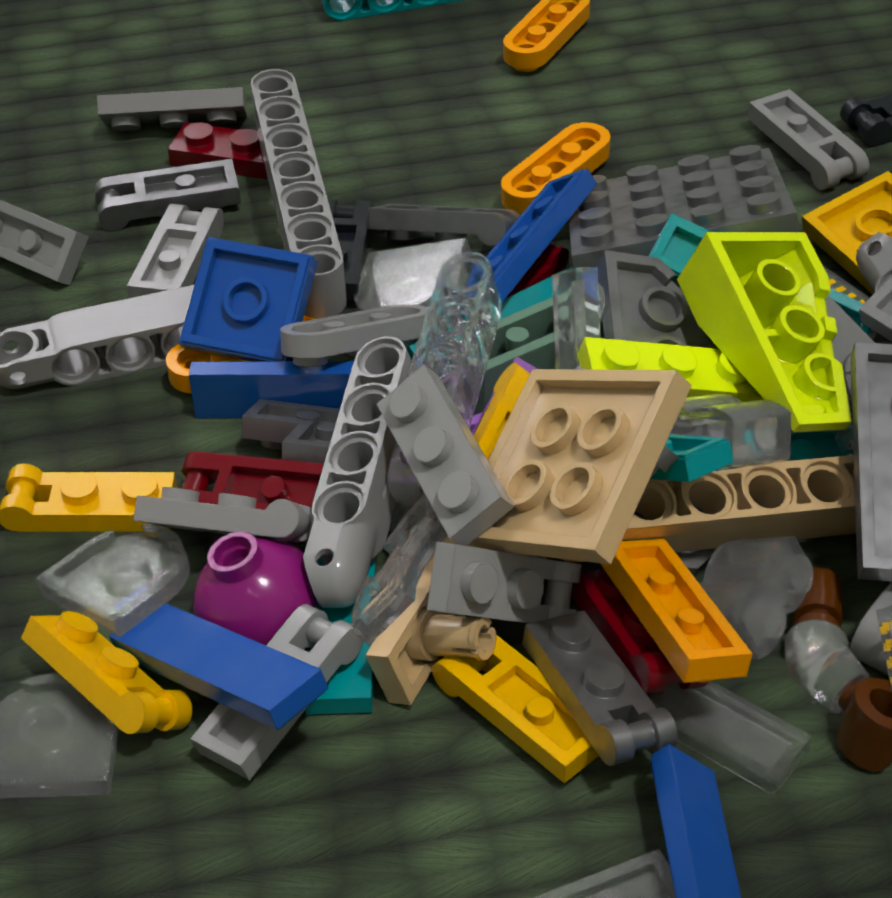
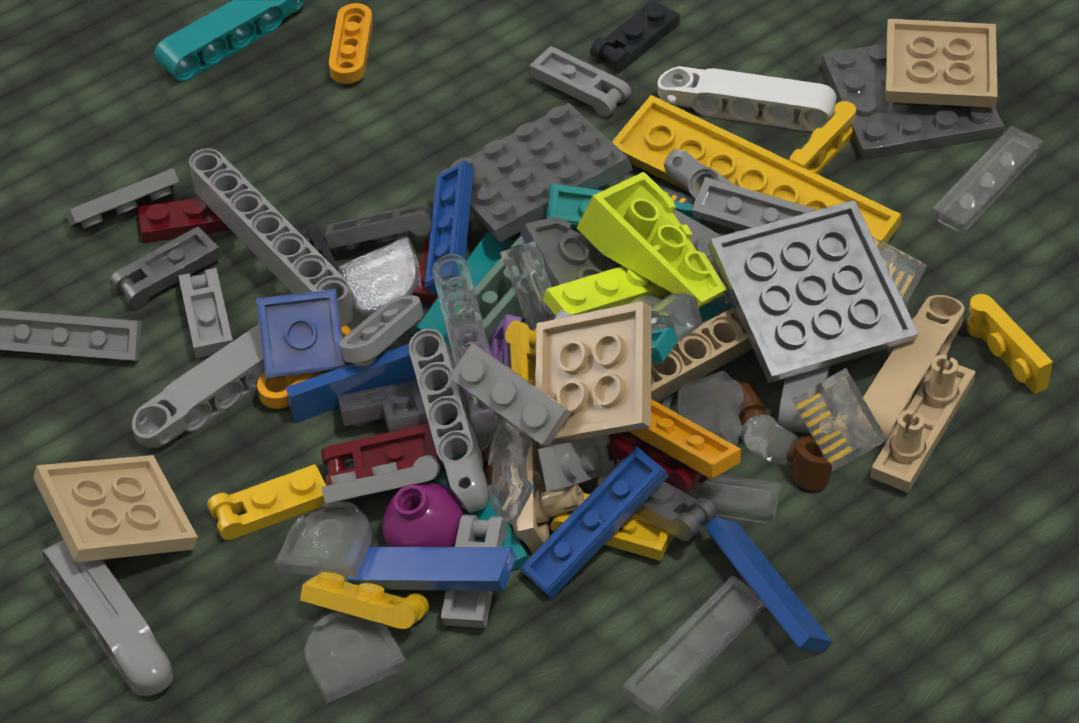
camera: 25 degrees left, 5 degrees up
(484, 684) = (594, 522): none -> blue tile
(573, 149) = (425, 159): light orange plate -> none

